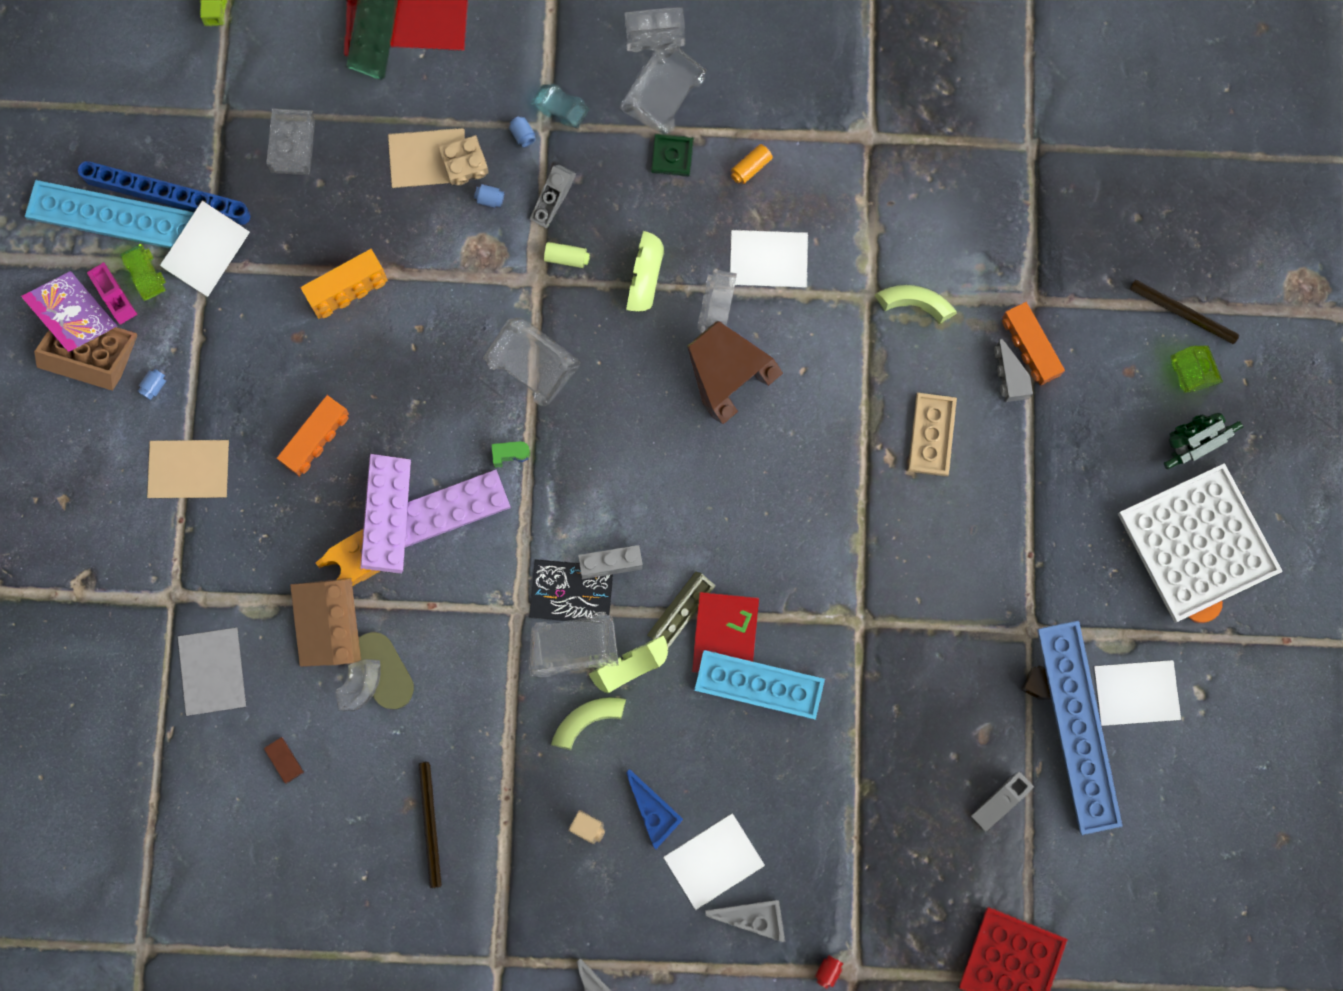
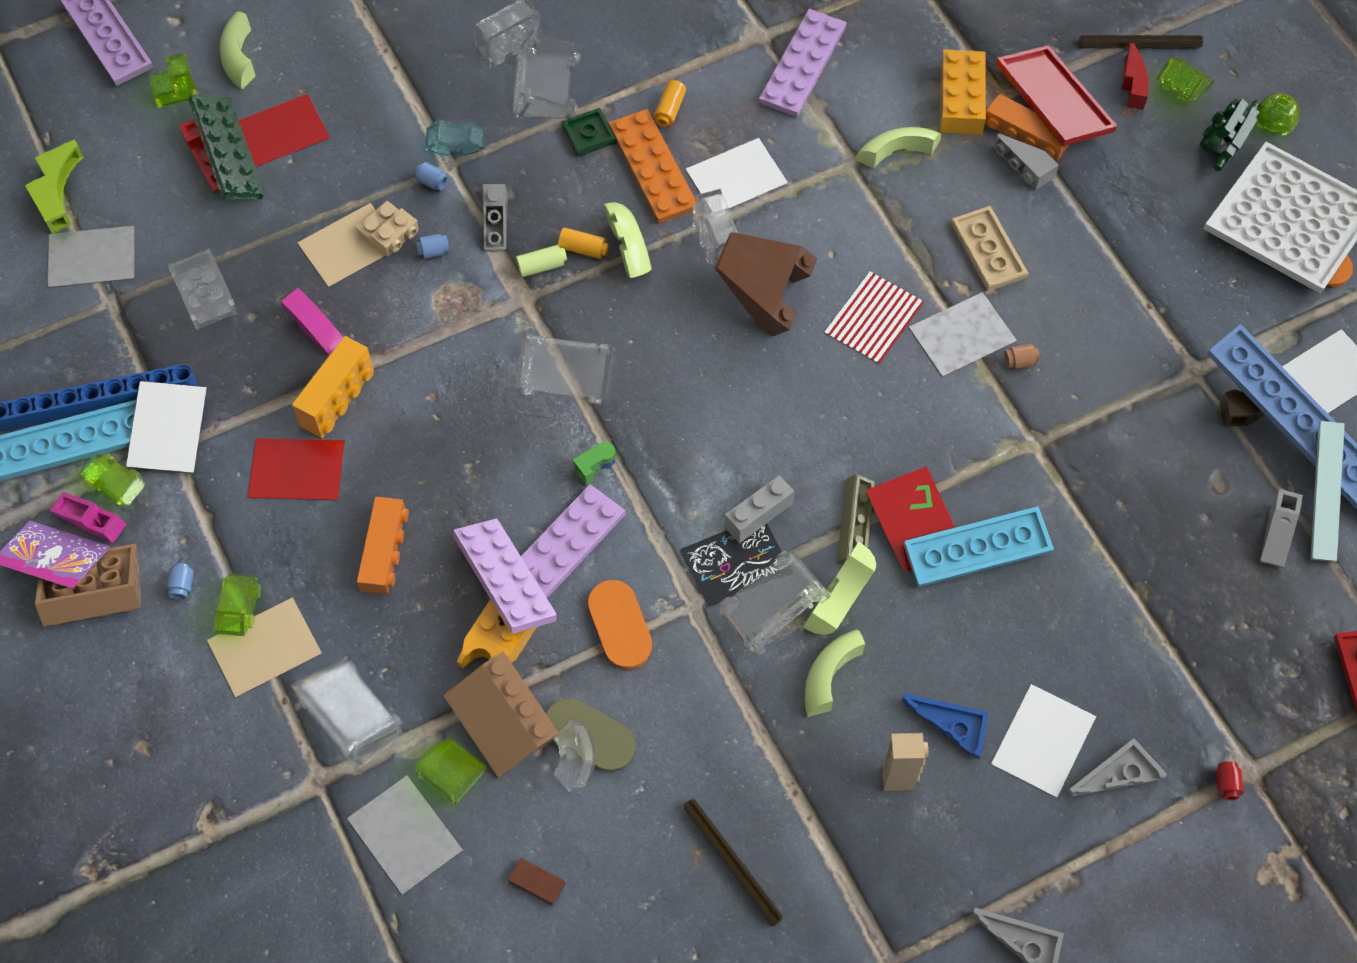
camera: 25 degrees left, 15 degrees down
(183, 426) = (237, 604): none -> clear neon green brick
(215, 557) = (348, 712): none -> clear windscreen
(225, 62) = (91, 256): none -> flat silver sticker
(268, 641) = (449, 769): none -> clear neon green slope
(286, 334) = (296, 469): none -> red sticker
(361, 215) = (312, 321): none -> dark pink slope
(454, 596) = (620, 624): none -> orange tile
(607, 257) = (583, 243): none -> light orange brick
(705, 213) = (653, 166): none -> orange plate
(802, 445) = (874, 317): none -> sticker
(863, 497) = (962, 334): none -> flat silver sticker
(886, 181) = (802, 63): none -> lavender plate
(895, 545) = (1021, 356): none -> nougat brick
(999, 281) = (962, 92): none -> light orange brick
(1059, 792) = (1327, 491): none -> light aqua tile
(1074, 327) = (1056, 95): none -> tile
(1154, 346) = (1135, 79): none -> red slope
(1254, 442) = (1278, 113): none -> clear neon green cylinder

